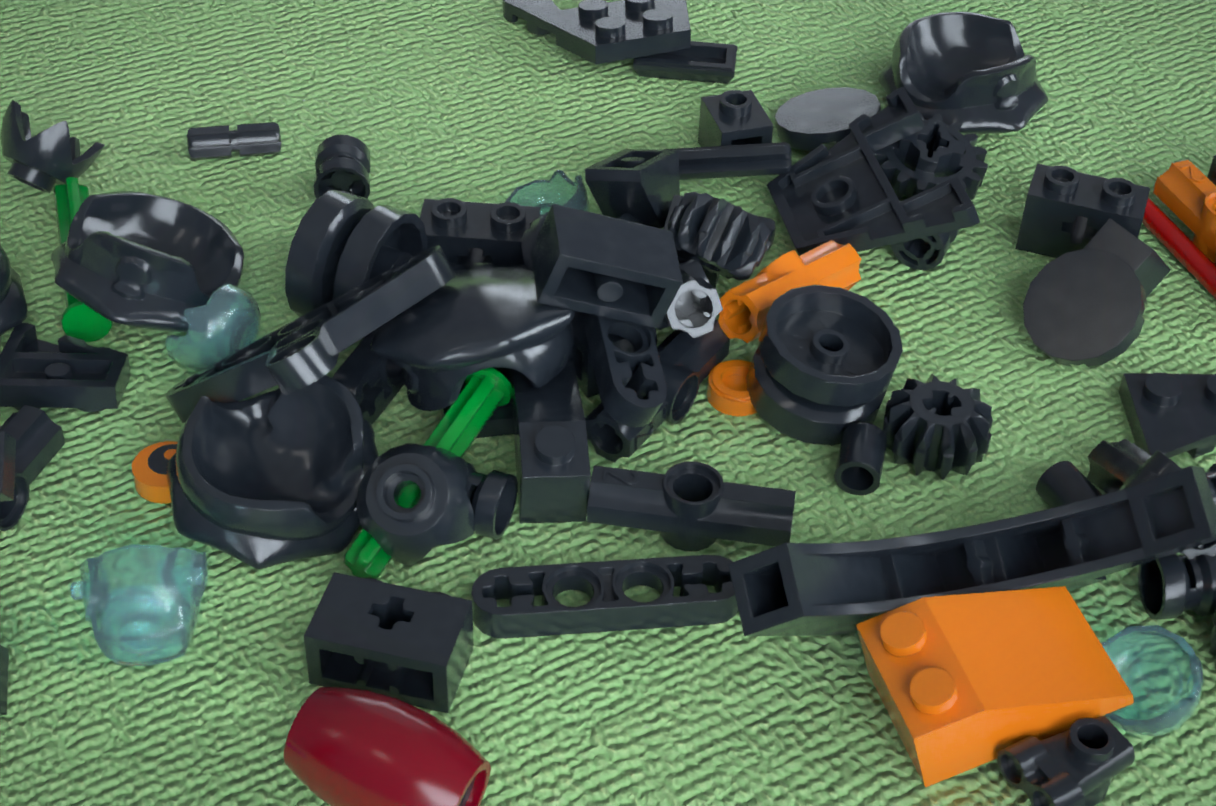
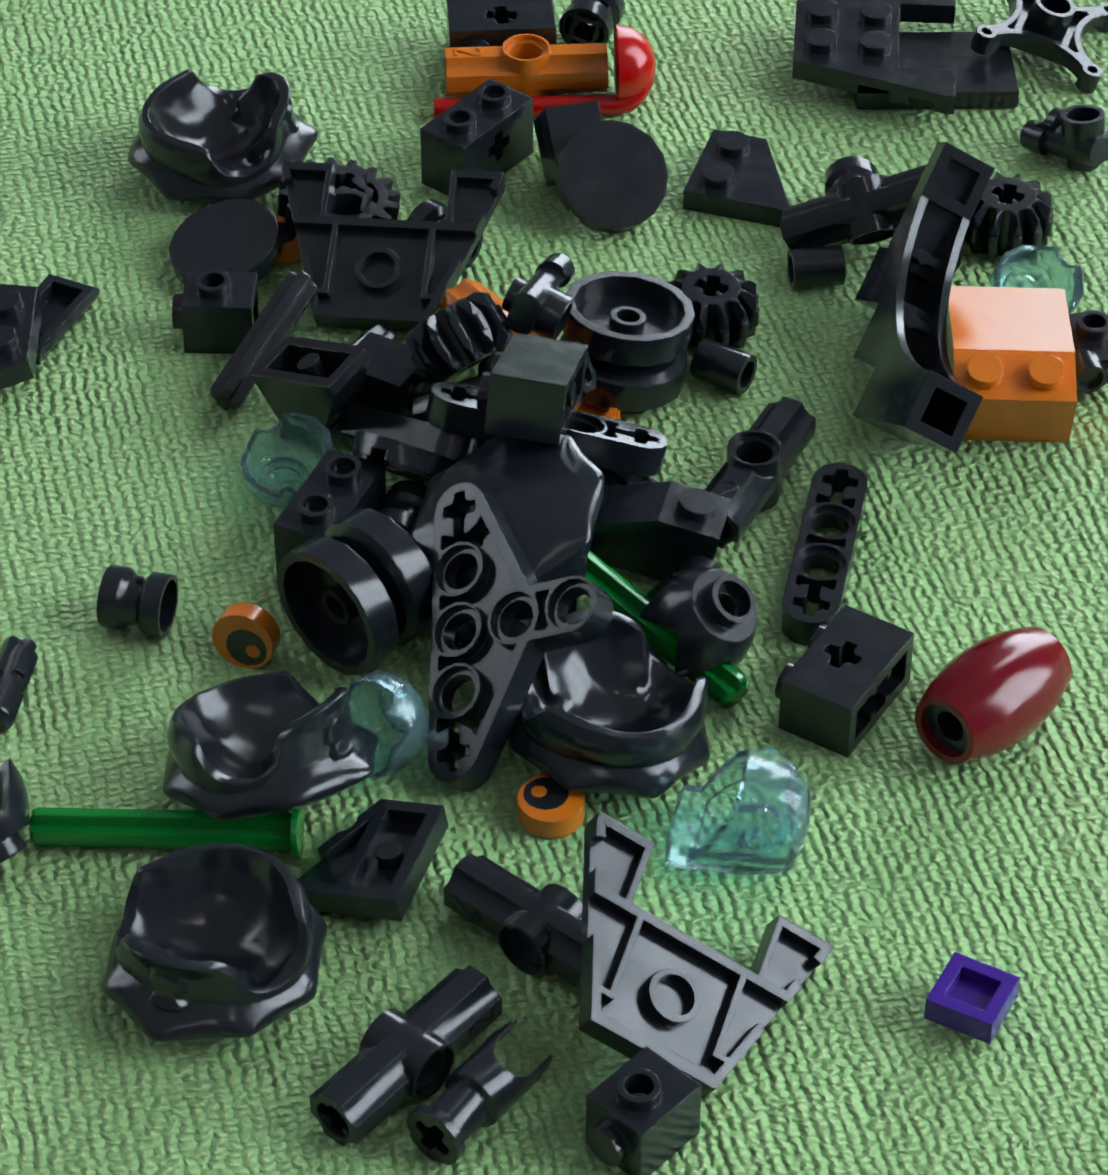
camera: 70 degrees left, 0 degrees up
(776, 263) = (539, 303): none -> black plate

